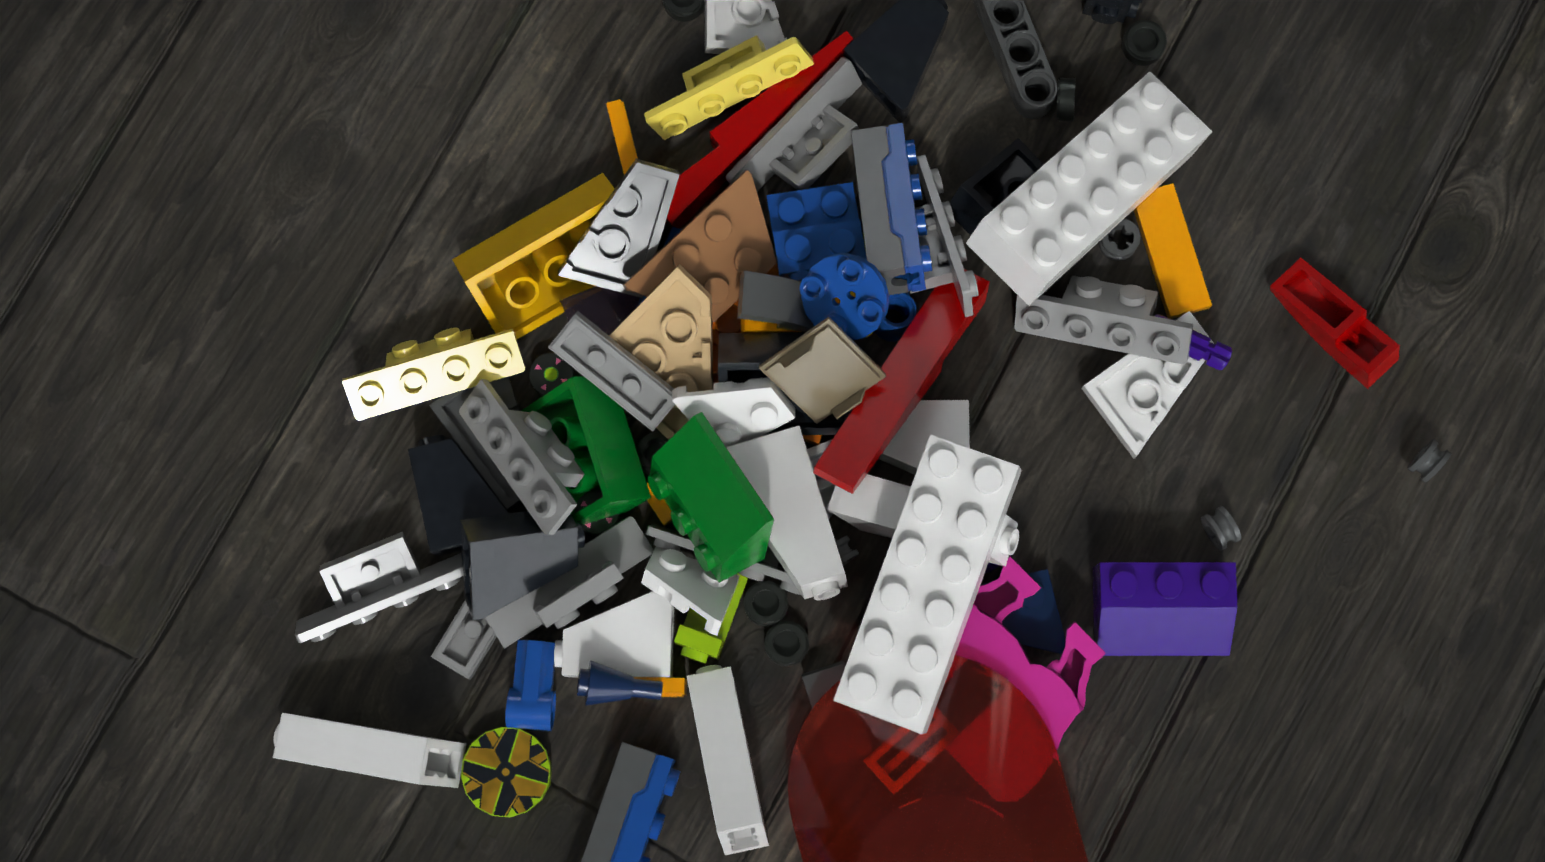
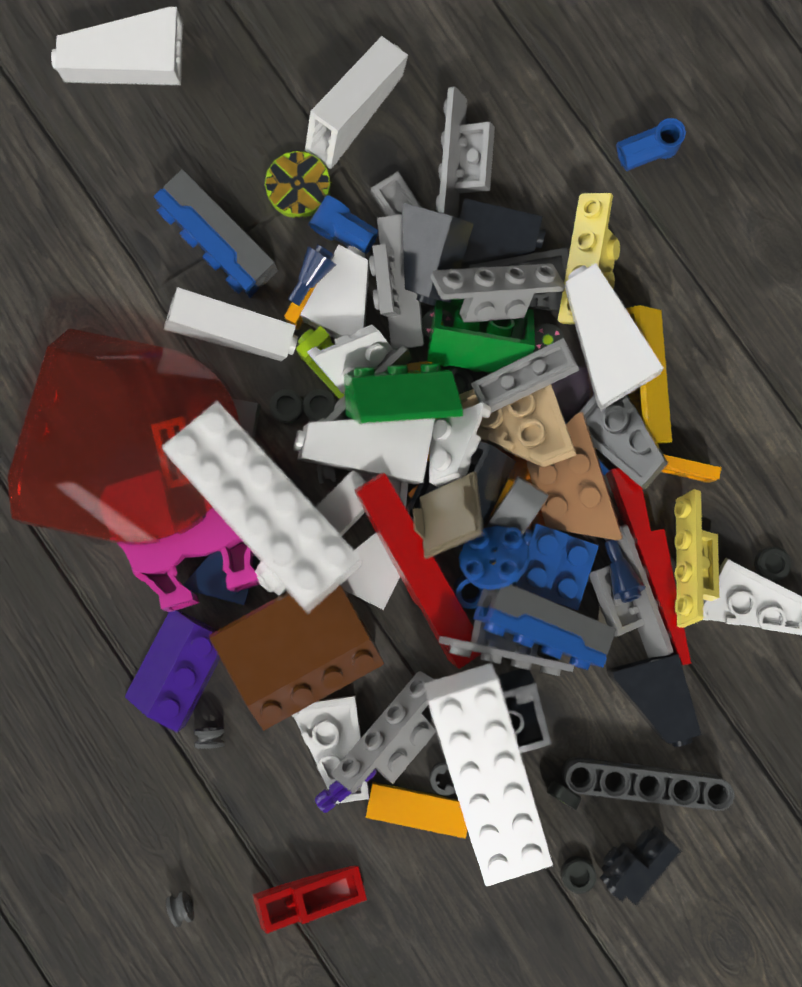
camera: 115 degrees right, 5 degrees up
(255, 371) = (649, 144): none -> blue piece
(527, 291) = (610, 341): none -> white slope
(789, 148) = (625, 581): none -> dark blue cone
(1081, 475) = (295, 657): none -> reddish brown slope

